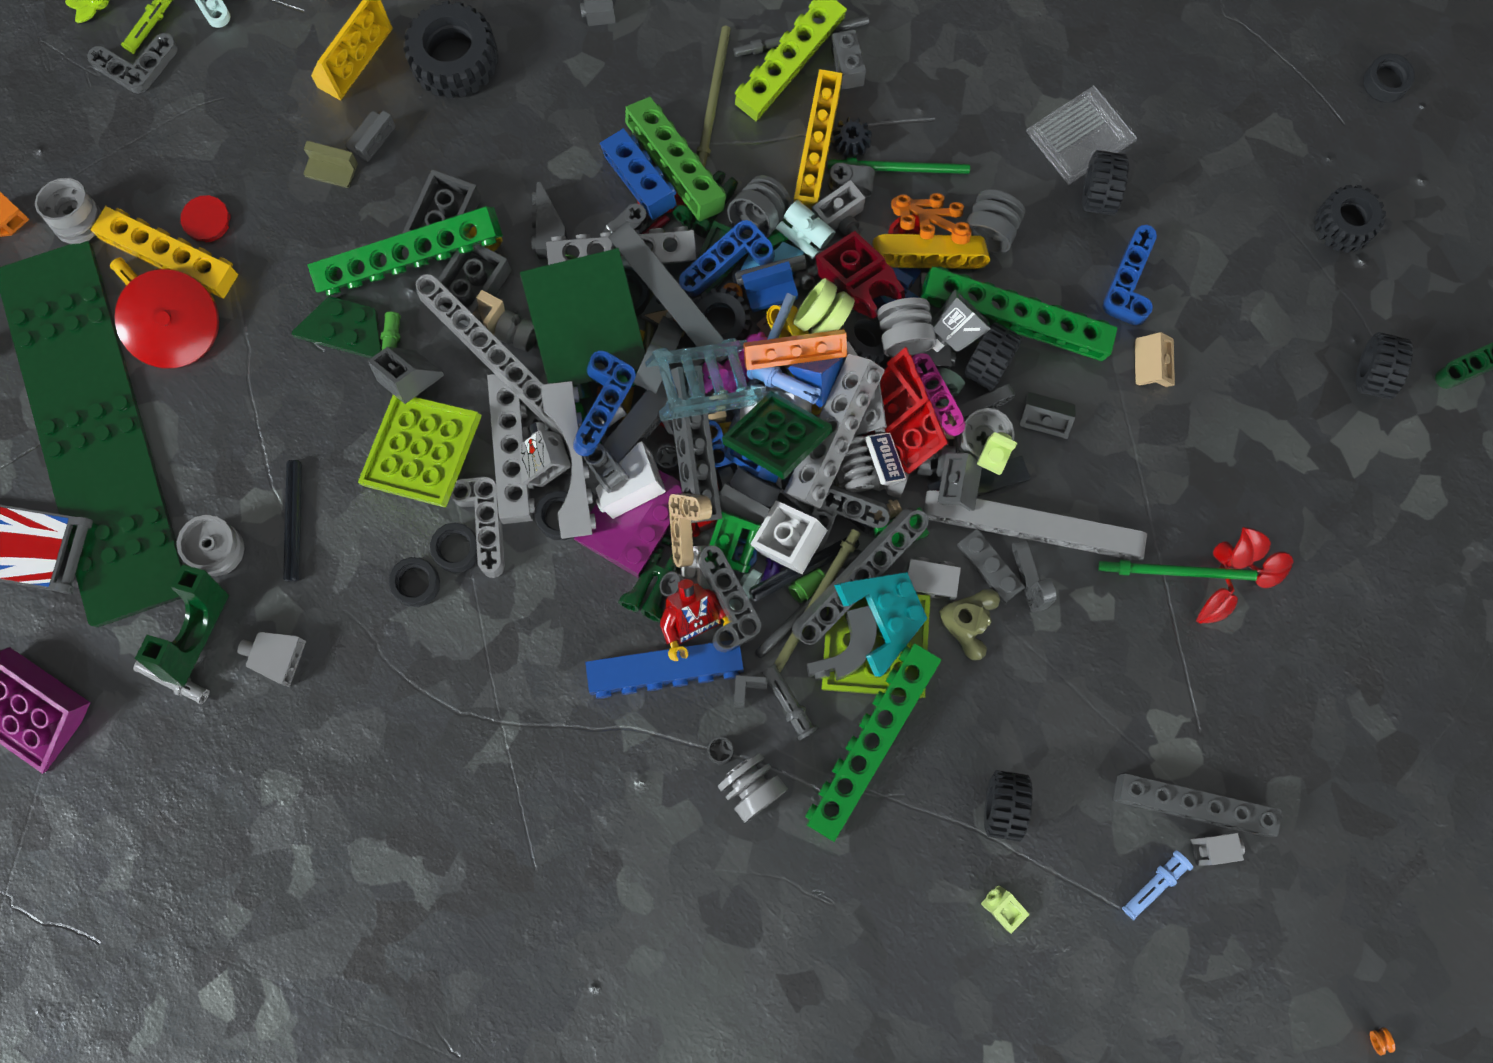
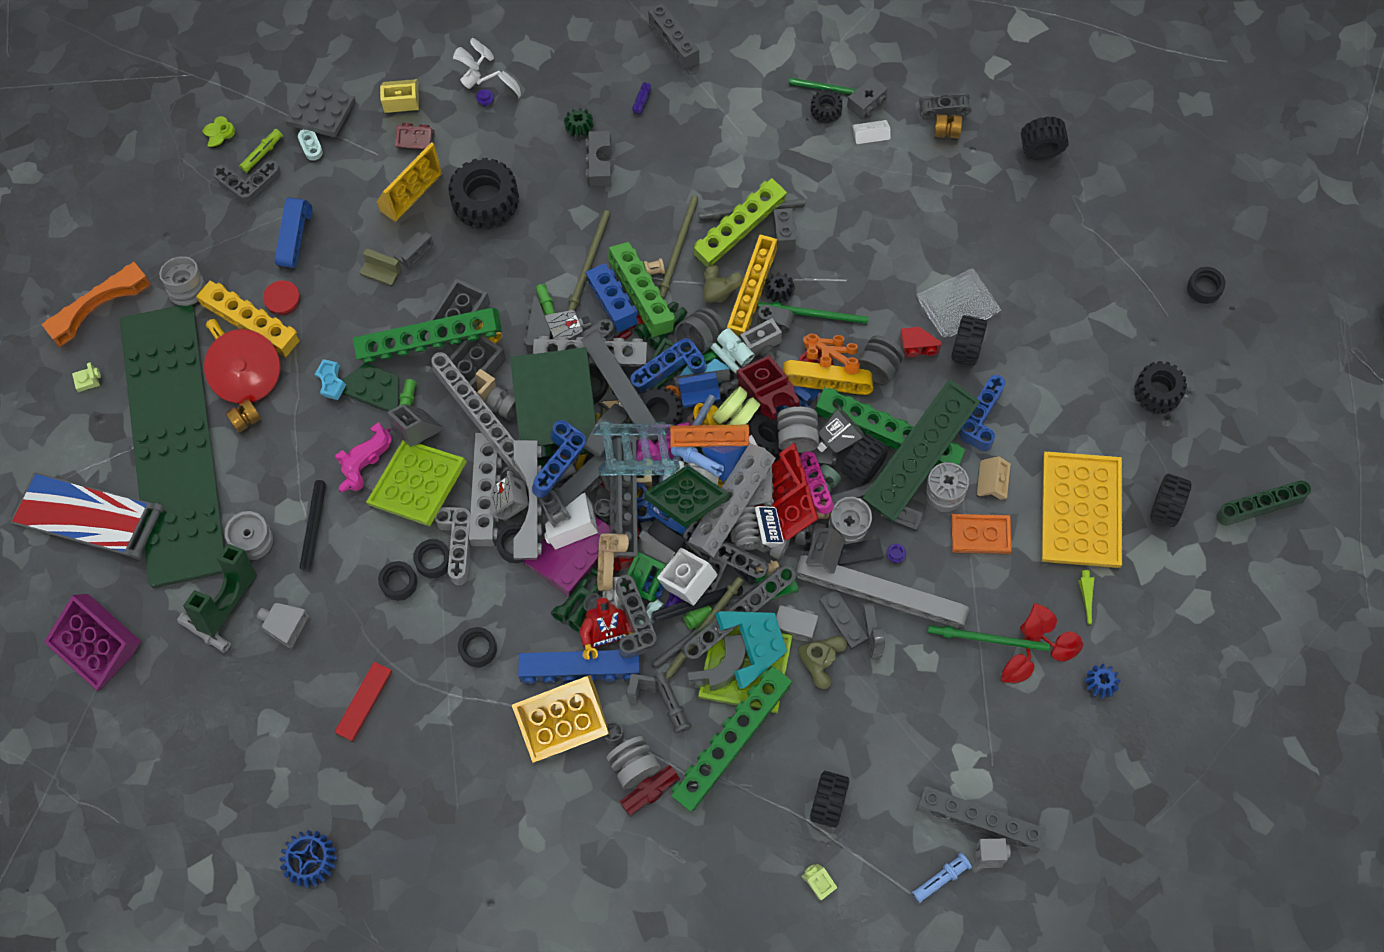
camera: 10 degrees right, 10 degrees down
(178, 385) = (243, 415): none -> pearl gold wheel
(204, 127) = (291, 231): none -> blue beam
(289, 331) = (331, 384): none -> medium azure tile
(329, 959) = (305, 866): none -> blue gear
(342, 422) = (361, 456): none -> dark pink animal
(393, 746) = (363, 701): none -> red tile
(513, 647) = (475, 632): none -> black tyre
(553, 189) = (545, 300): none -> bright green pin
(585, 217) = (567, 325): none -> light grey torso
(589, 182) = (574, 300): none -> olive bar
(651, 740) = (561, 718): none -> yellow slope
(694, 129) = (659, 264): none -> tan bush
(775, 147) = (719, 288): none -> olive head
(776, 818) = (649, 790): none -> dark red piece
(996, 452) = (855, 530): yellowish green bracket -> none
(1038, 191) = (916, 342): none -> red slope
(1045, 472) = (896, 553): none -> dark purple plate
(1064, 336) = (920, 450): none -> dark green plate
(1097, 392) = (946, 496): none -> light grey wheel
(1148, 434) = (981, 533): none -> orange tile
(1270, 389) = (1082, 509): none -> yellow plate
(1289, 490) = (1086, 586): none -> lime piece
(1331, 605) = (1110, 684): none -> blue gear

